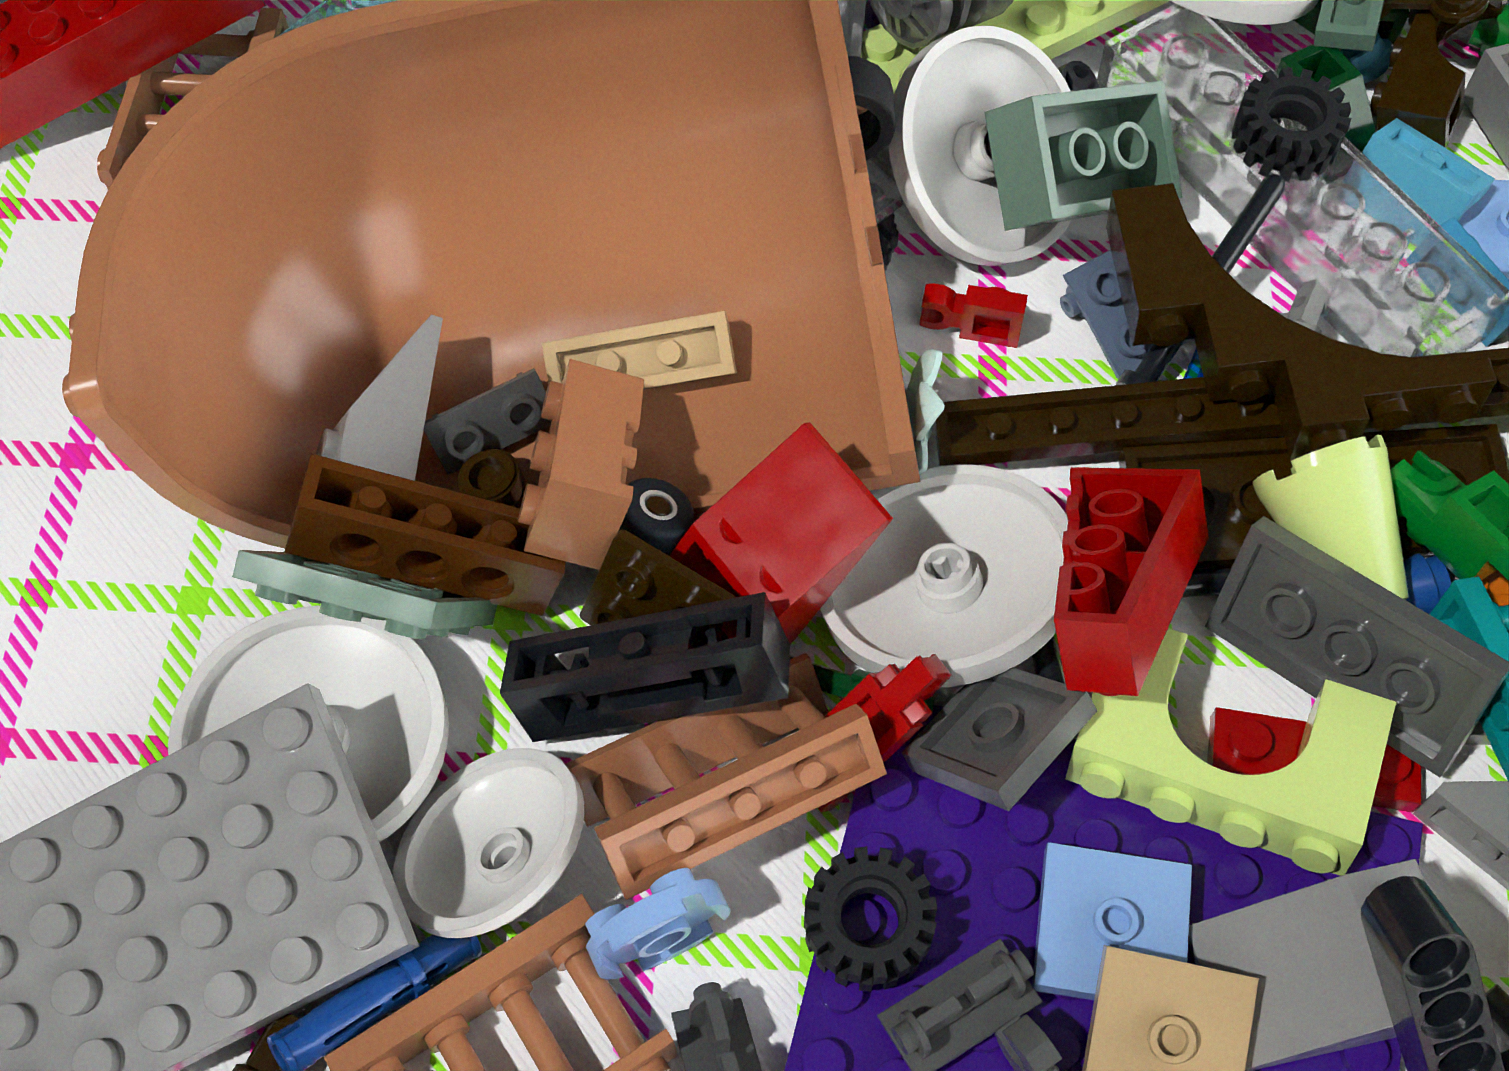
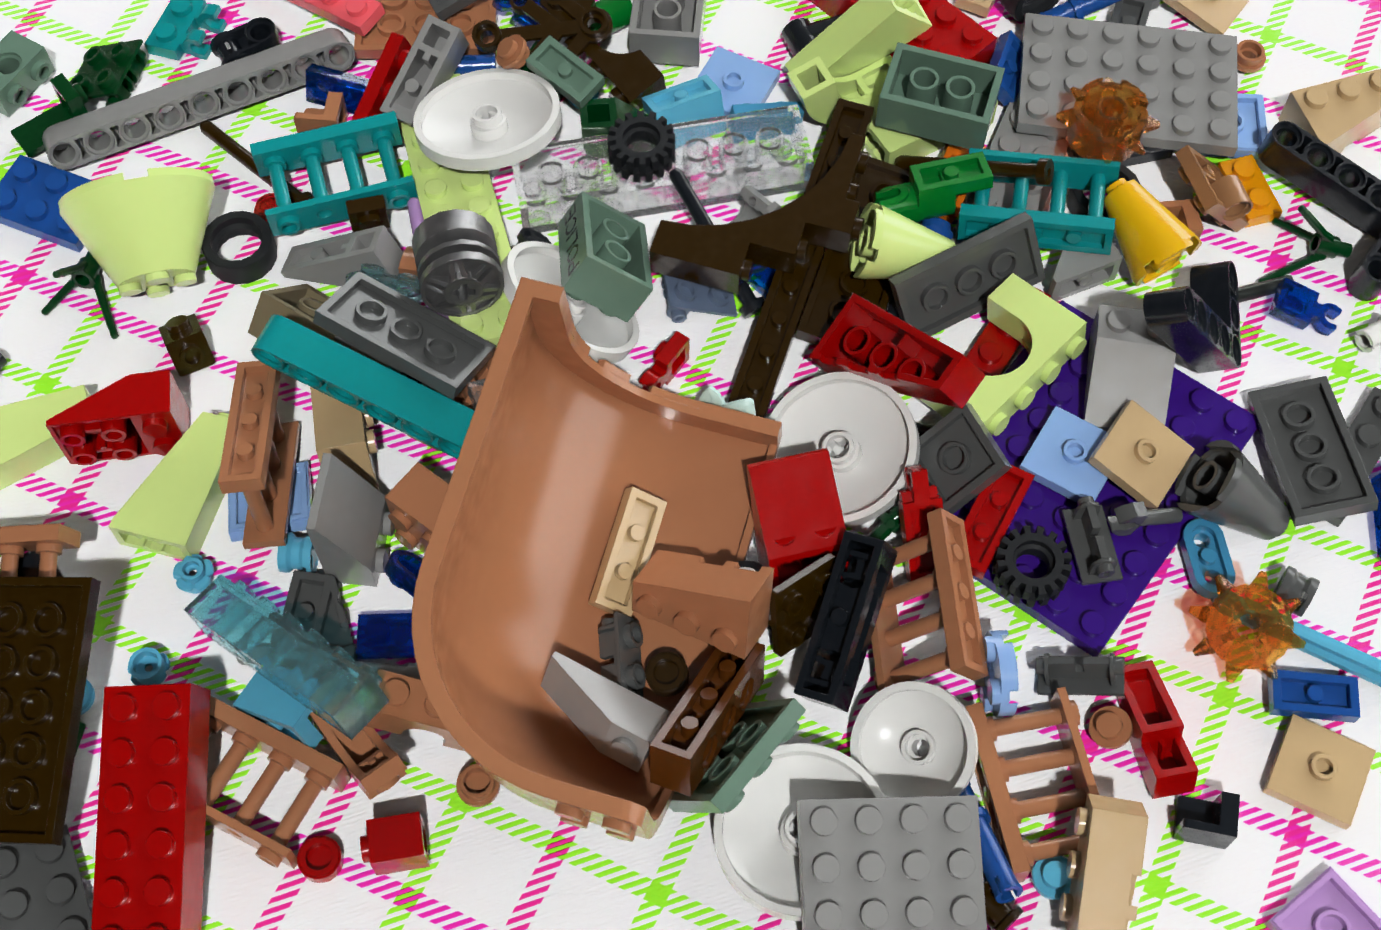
camera: 70 degrees left, 0 degrees up
(931, 828) = (992, 517): none -> red plate

